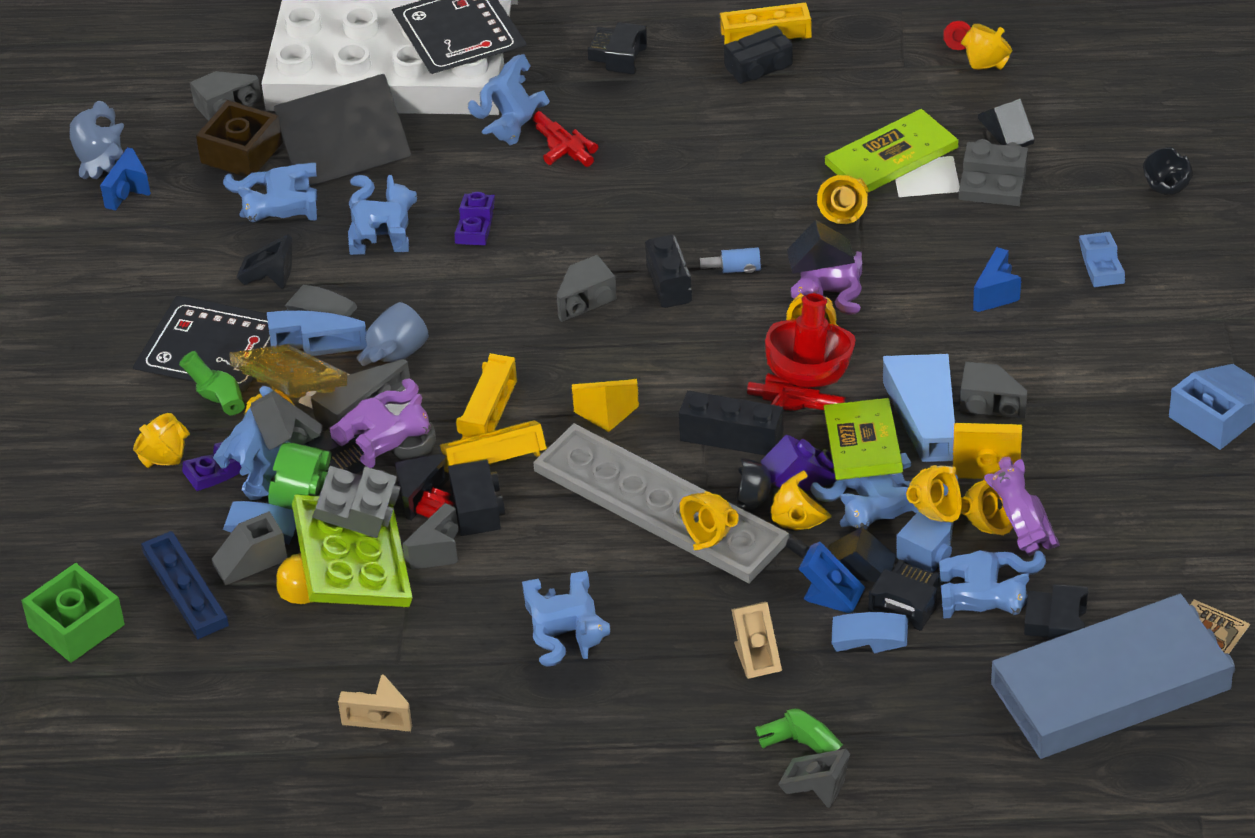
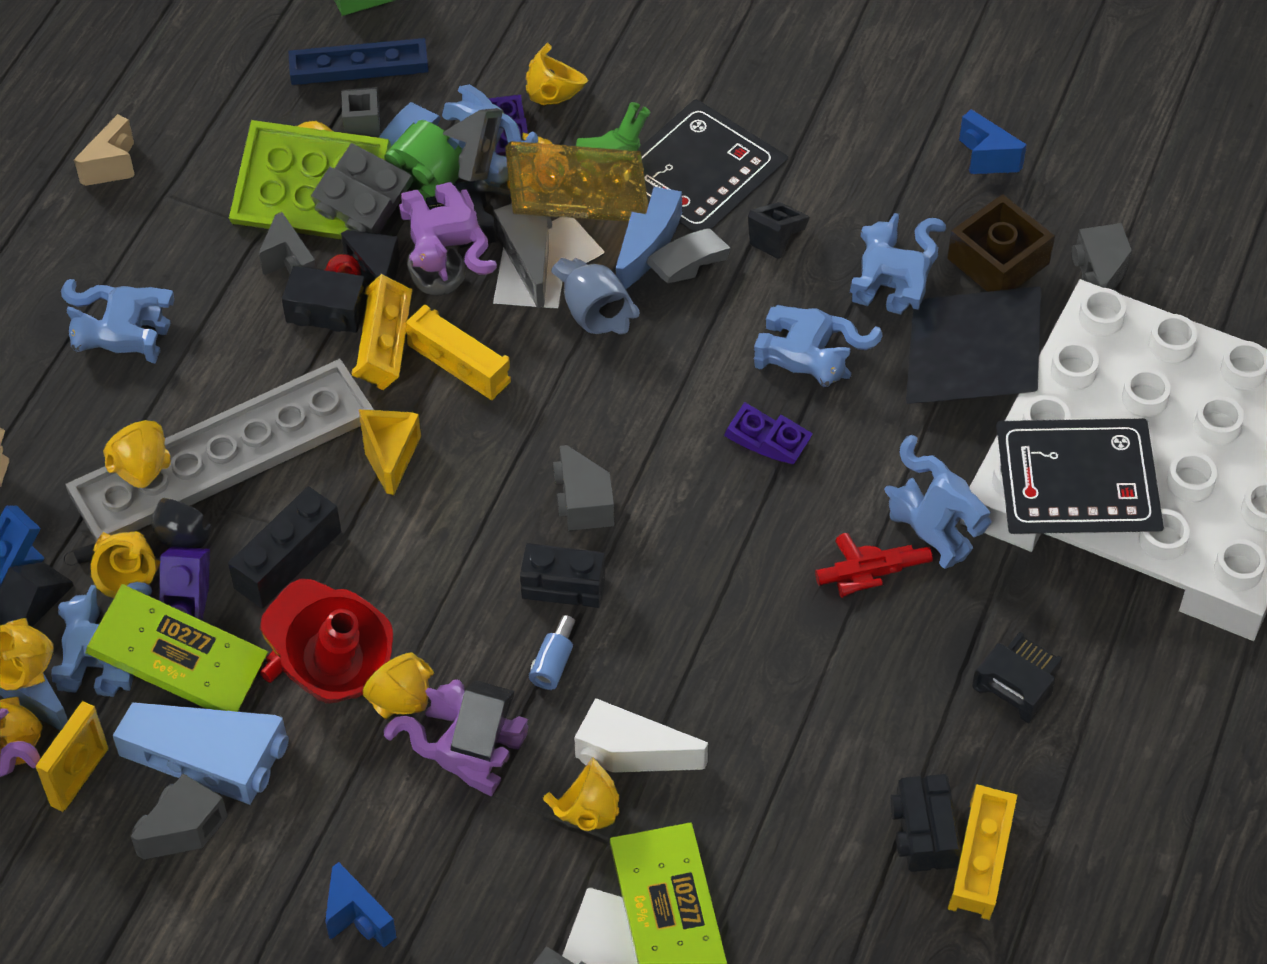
camera: 110 degrees right, 10 degrees up
(96, 145) = (1059, 128): sand blue piece -> none
(785, 200) = (634, 743): none -> white slope

